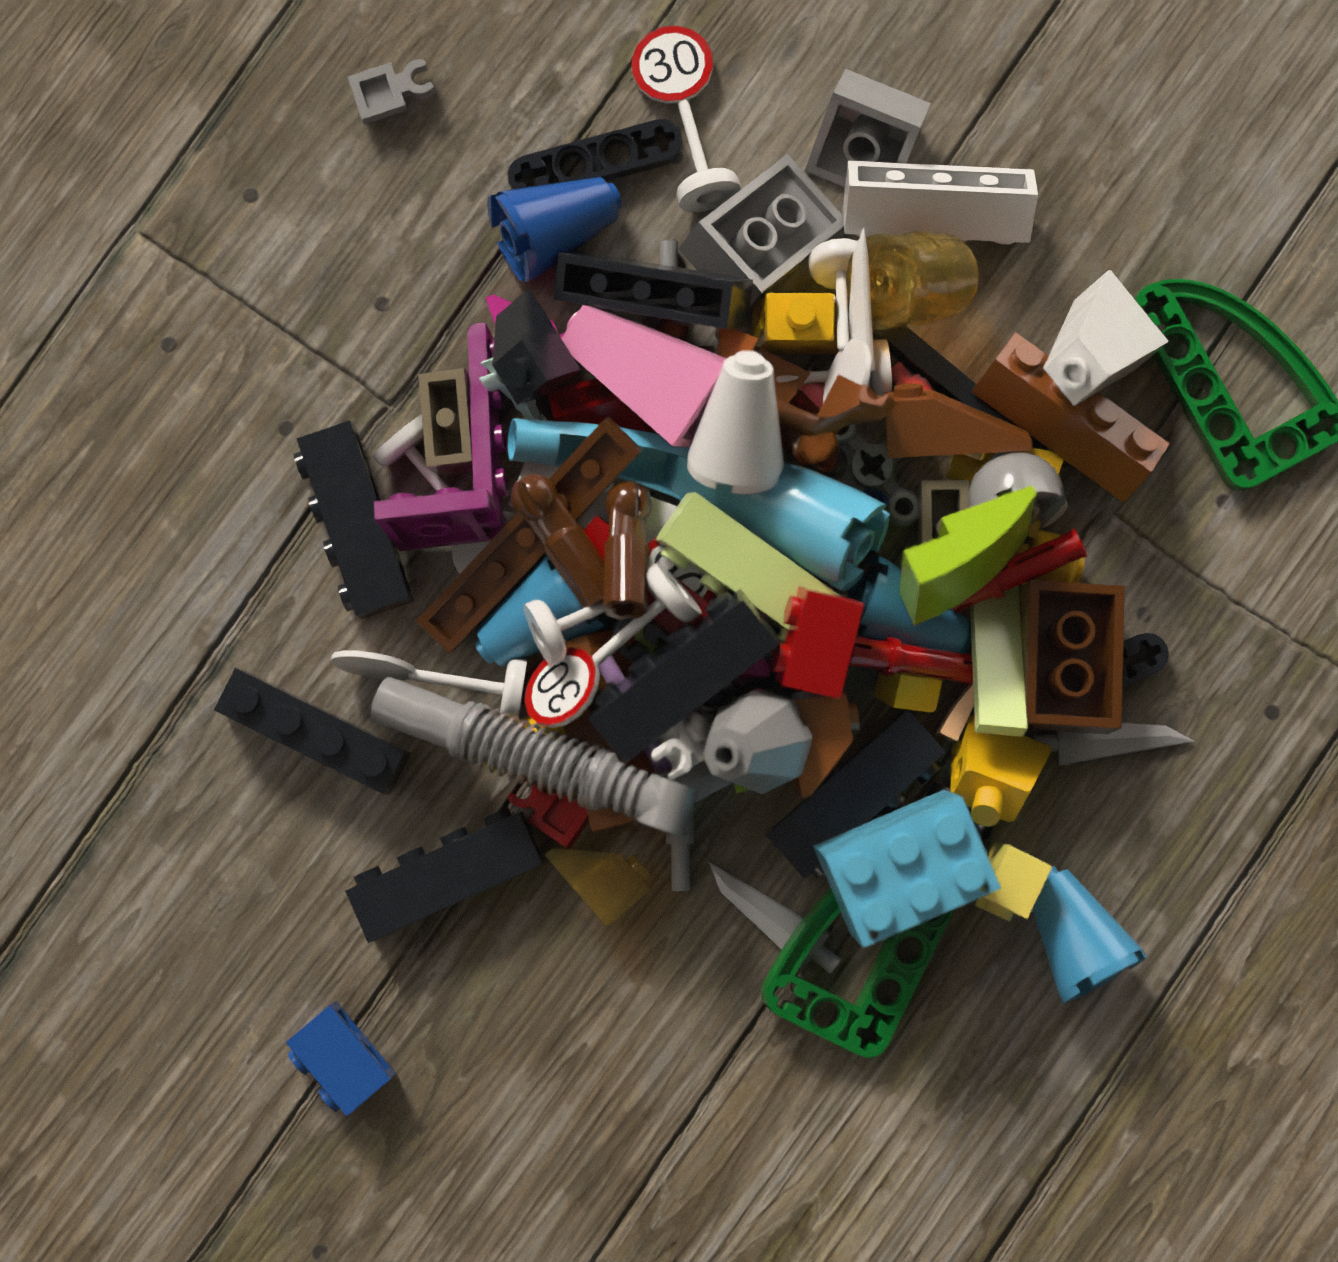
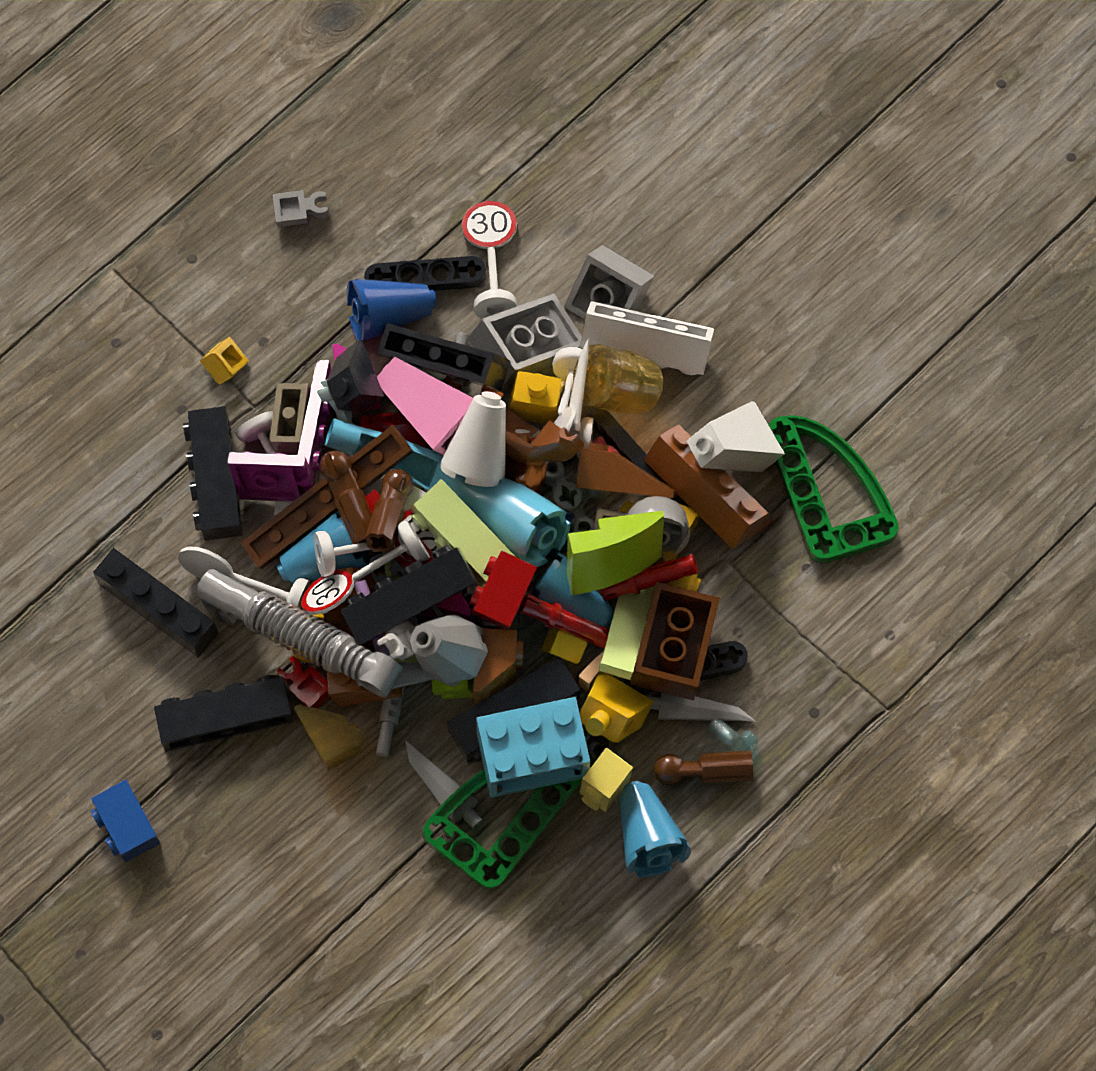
camera: 10 degrees right, 15 degrees down
(331, 345) = (224, 360): none -> yellow slope
(1144, 825) = (710, 767): none -> reddish brown piece
(1166, 776) = (731, 738): none -> clear light blue arm

